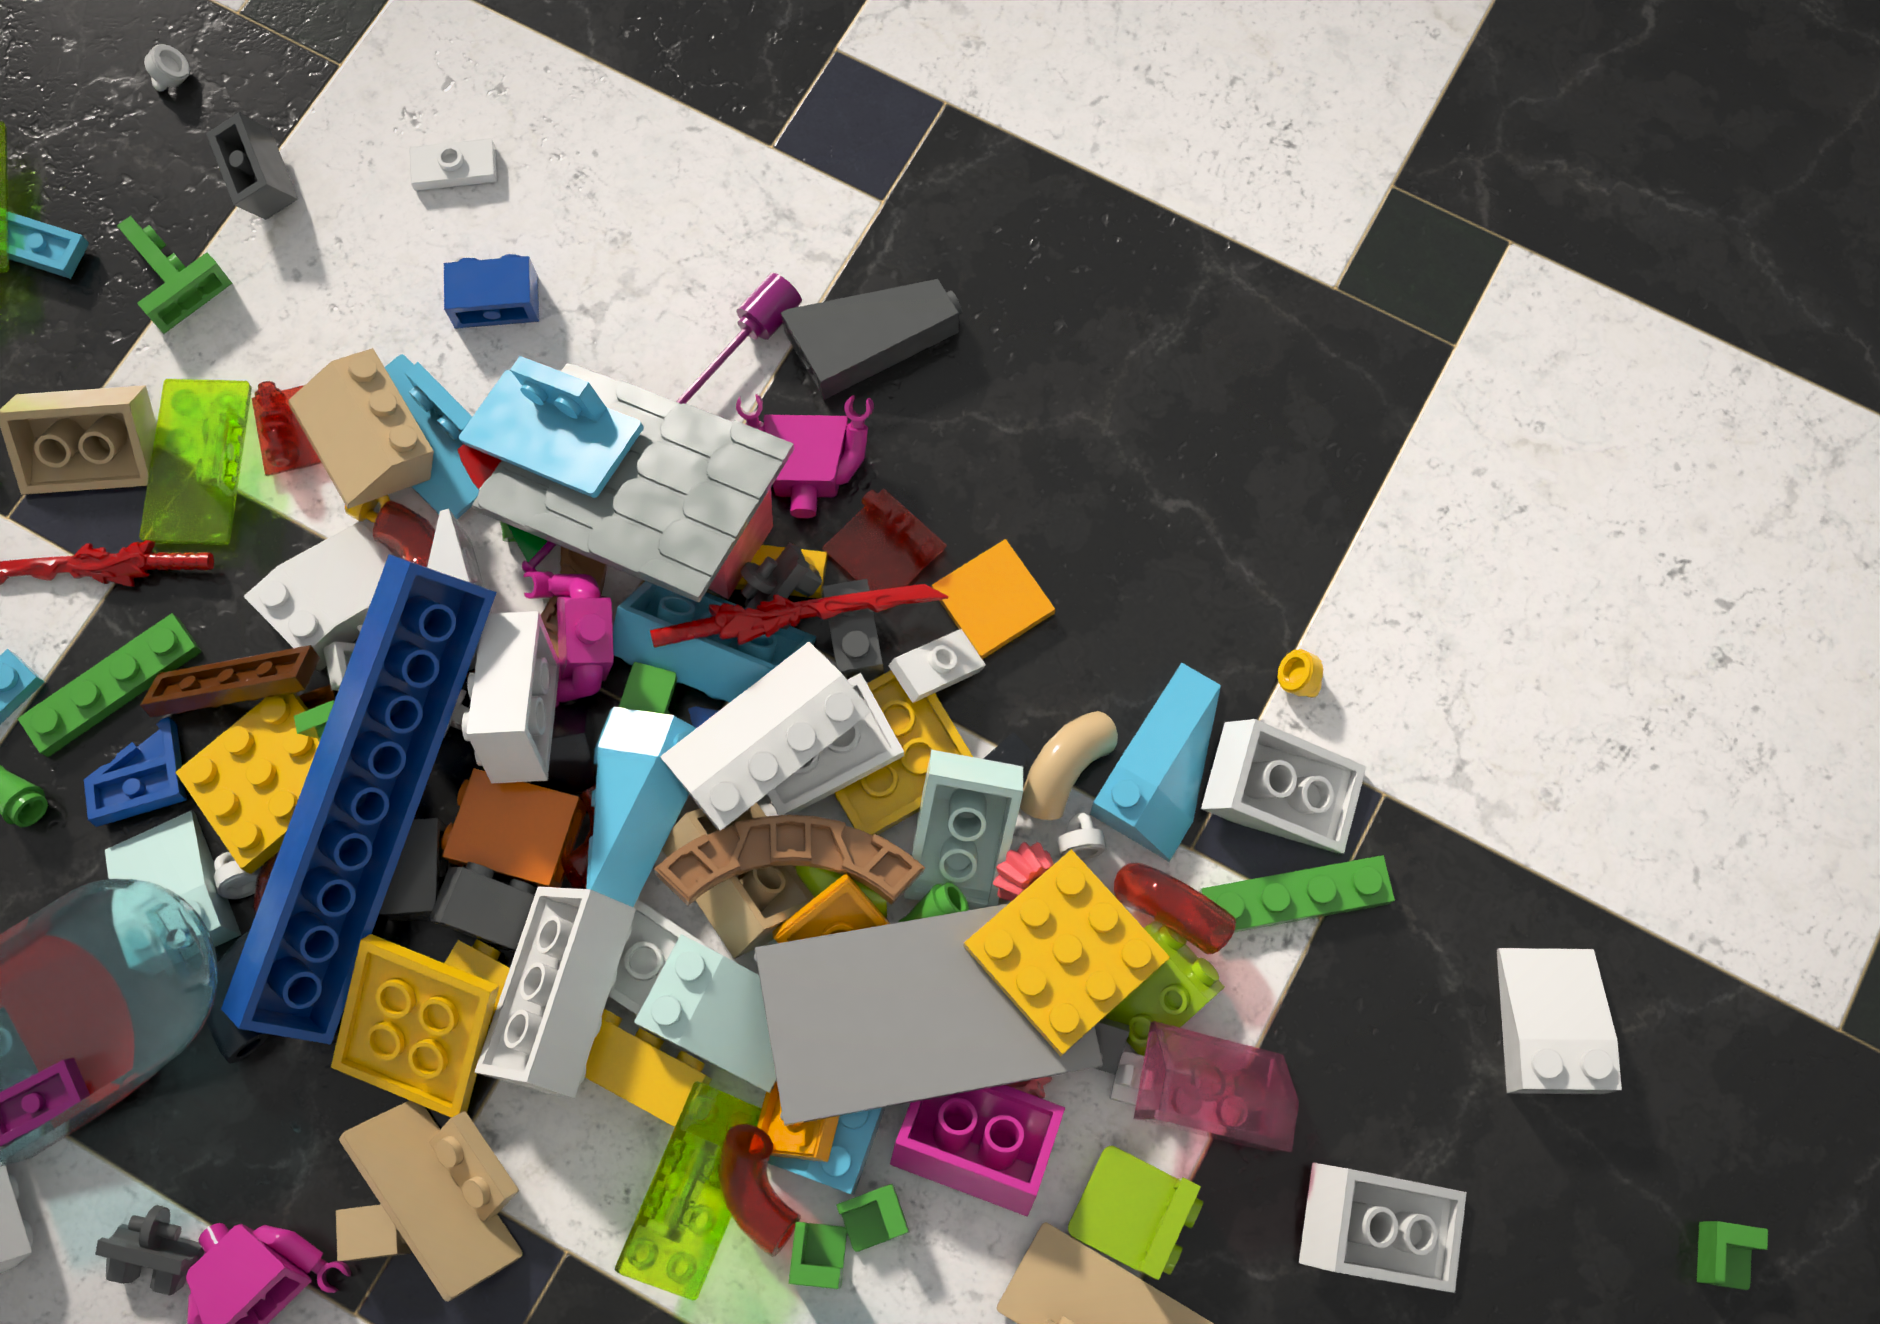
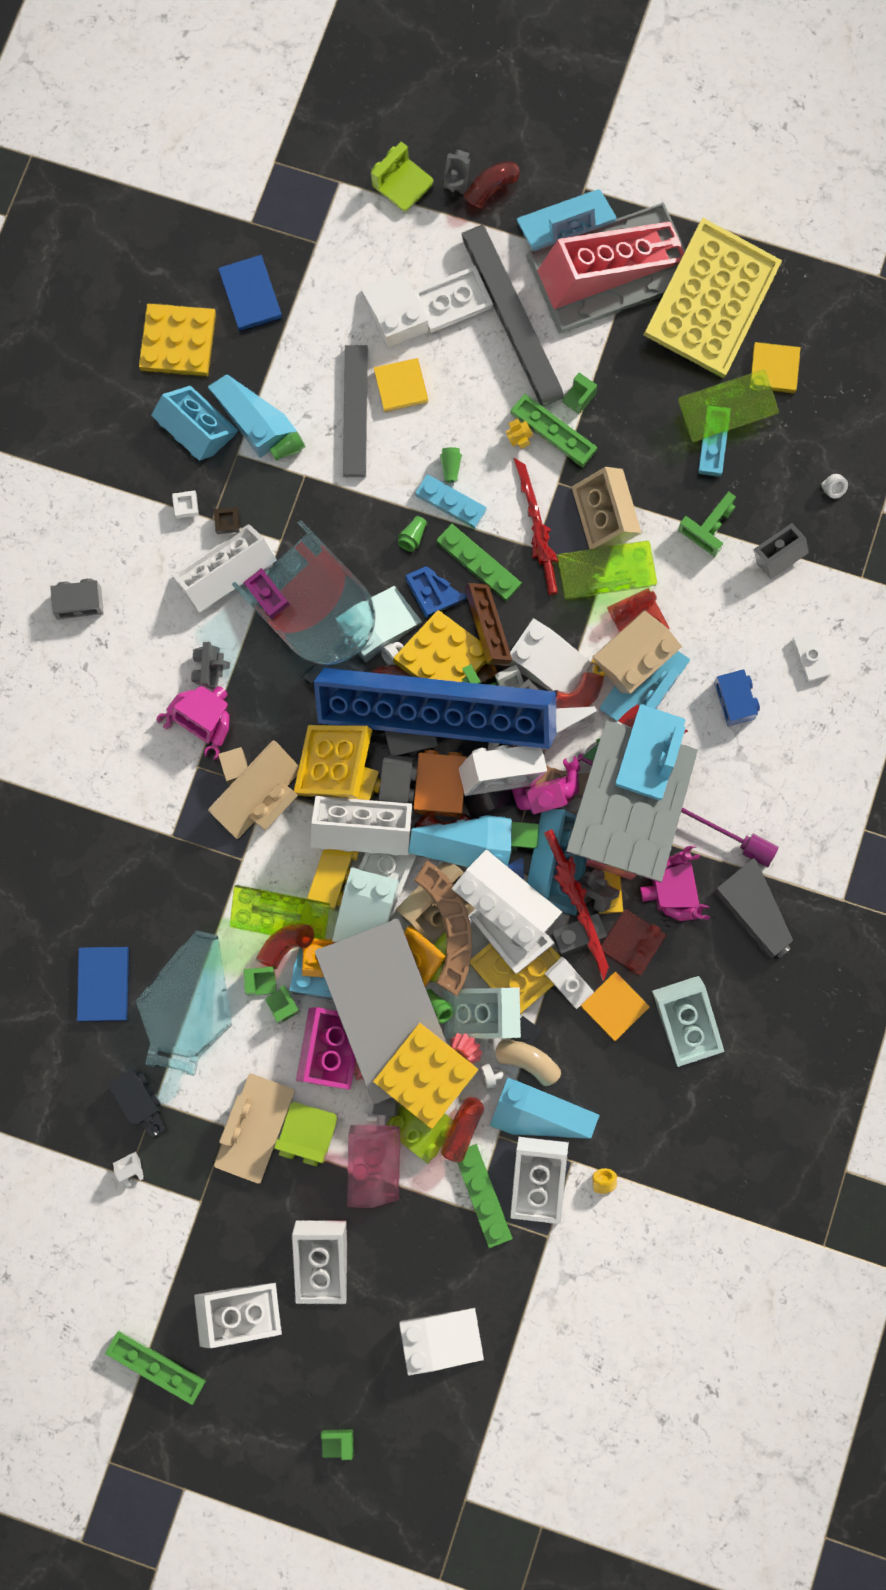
camera: 80 degrees right, 5 degrees up
(1040, 478) = (688, 1020): none -> light aqua slope

